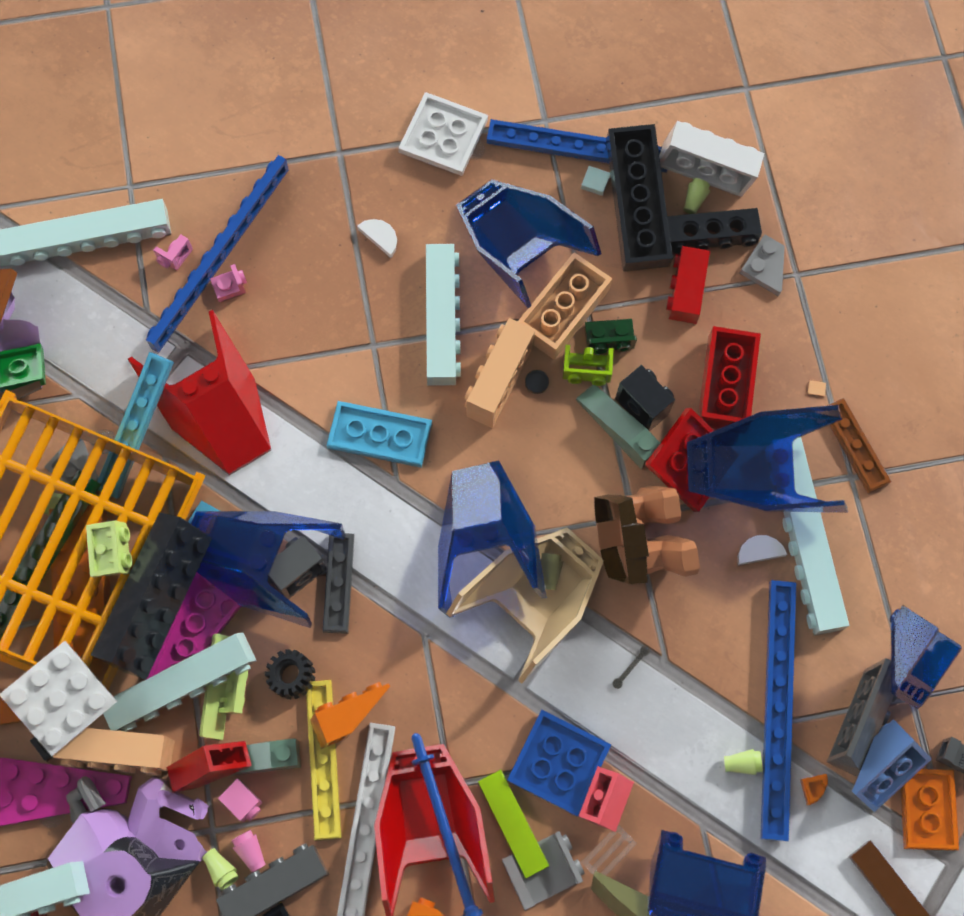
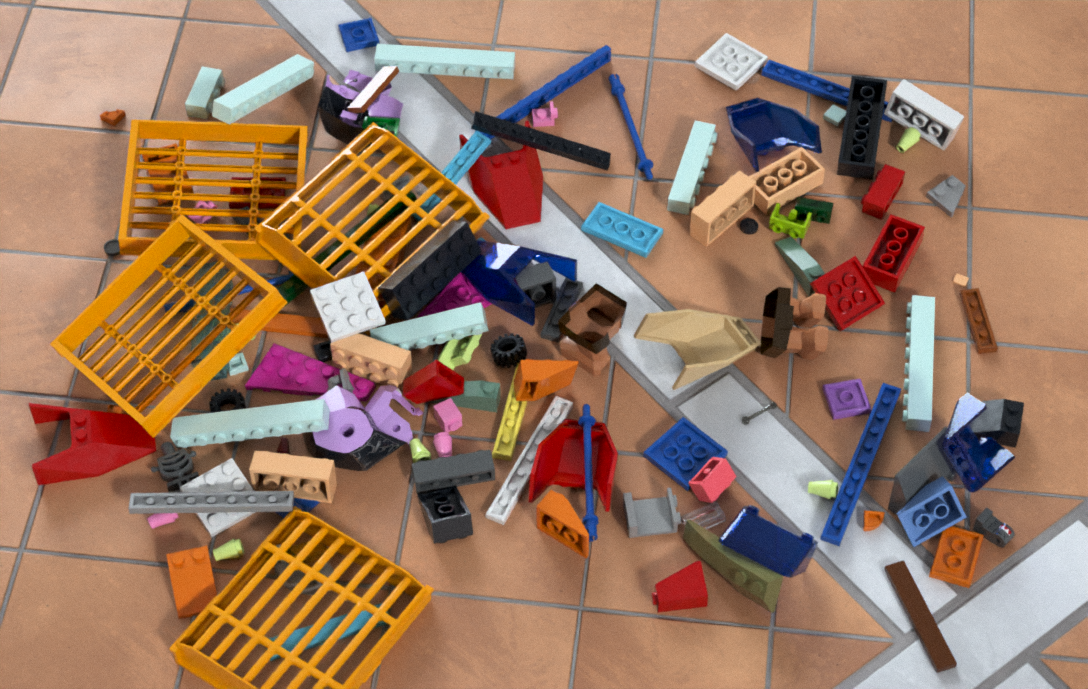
camera: 20 degrees right, 20 degrees down
(108, 548) = (411, 230): yellowish green bracket -> none
(176, 254) = (512, 89): bright pink bracket -> none
(235, 337) = (541, 140): none -> black plate
(312, 217) = (645, 165): none -> blue bar
(380, 234) = (663, 111): white tile -> none
(388, 613) = (589, 328): none -> nougat piece
(483, 515) = (682, 283): clear blue windscreen -> none
(513, 824) = (639, 481): lime tile -> none
(551, 569) = (719, 333): olive cone -> none
(645, 397) = (824, 246): black brick -> none
(721, 222) = (914, 161): black brick -> none
(731, 613) = (846, 399): none -> medium lavender tile
(754, 460) = (898, 295): clear blue windscreen -> none
(760, 549) = (881, 365): white tile -> none
(925, 591) = (1000, 421): none -> black slope

